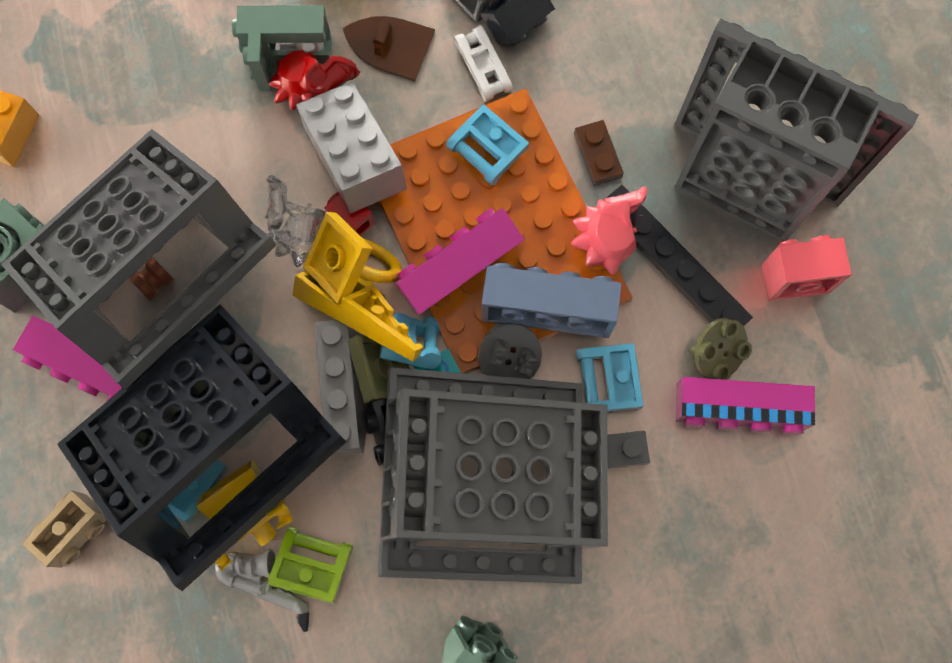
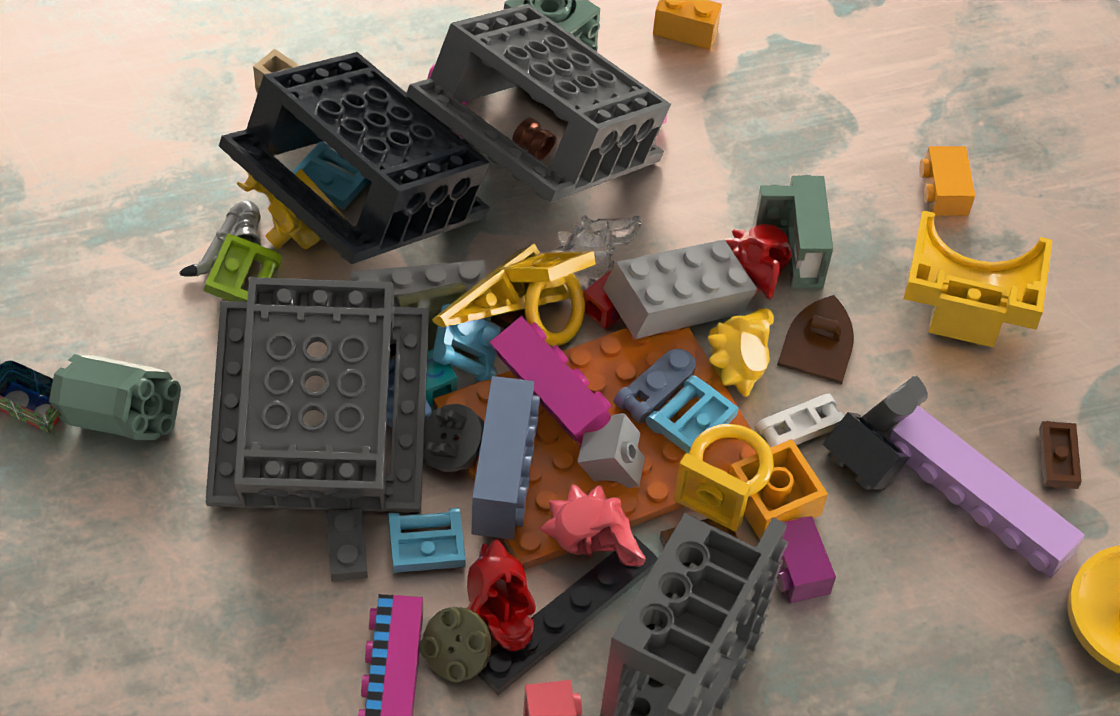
camera: 85 degrees right, 20 degrees down
(410, 99) = (741, 349): none -> yellow head
(452, 173) = (656, 384): none -> sand blue plate
(535, 209) = (613, 453): none -> light grey brick
(559, 82) = (790, 492): none -> light orange brick
(574, 126) = (712, 489): none -> yellow tile
(620, 72) = (805, 565): none -> magenta brick
(679, 314) = (501, 596): none -> red head

